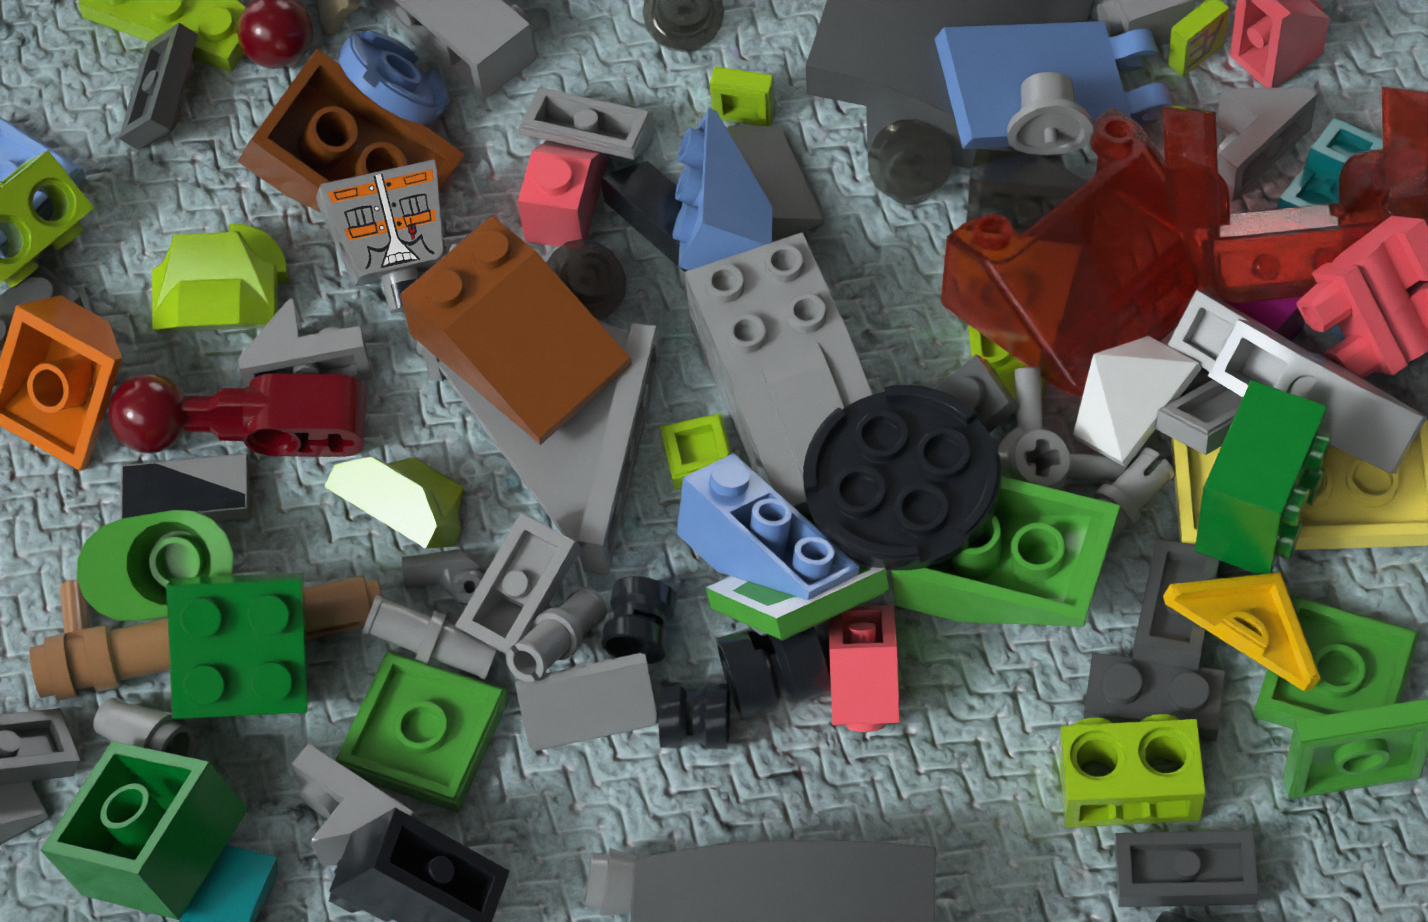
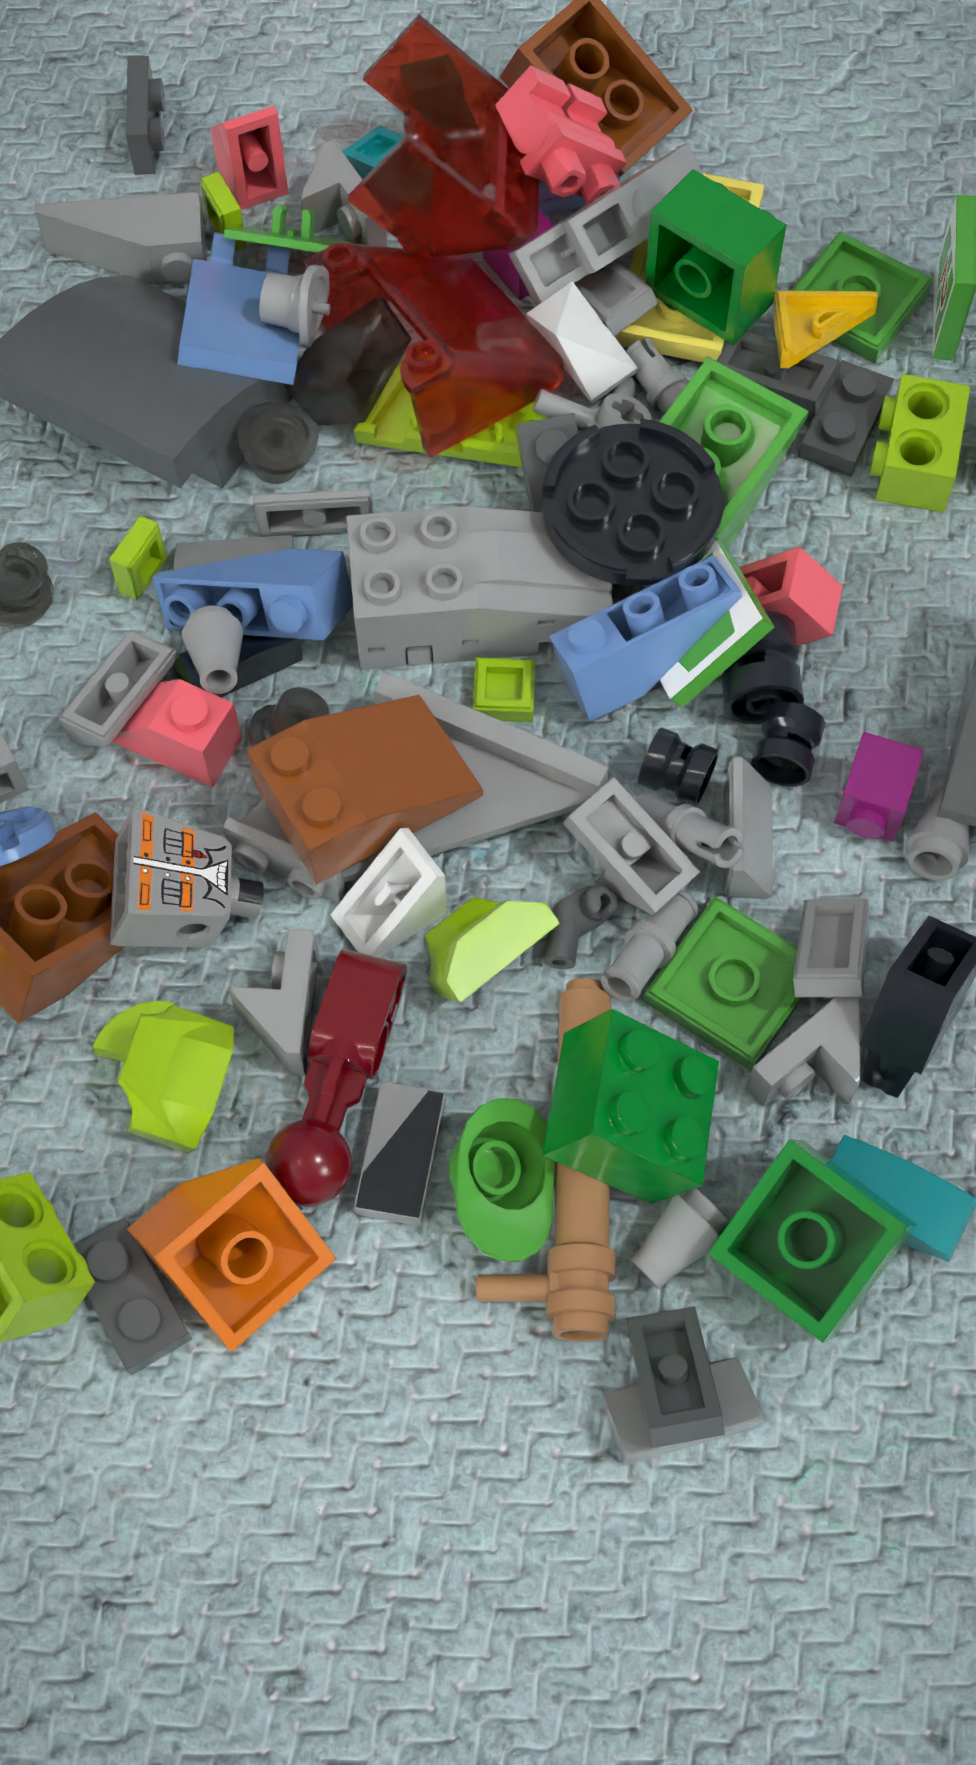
camera: 80 degrees left, 5 degrees up
(426, 412) = (393, 897): none -> white slope
(461, 795) = (832, 948): none -> light grey tile
(637, 177) = (214, 645): none -> light grey cone
(663, 809) = (878, 787): none -> magenta brick
(855, 227) = (309, 512): none -> light grey slope
(1162, 80) = (279, 237): none -> bright green piece

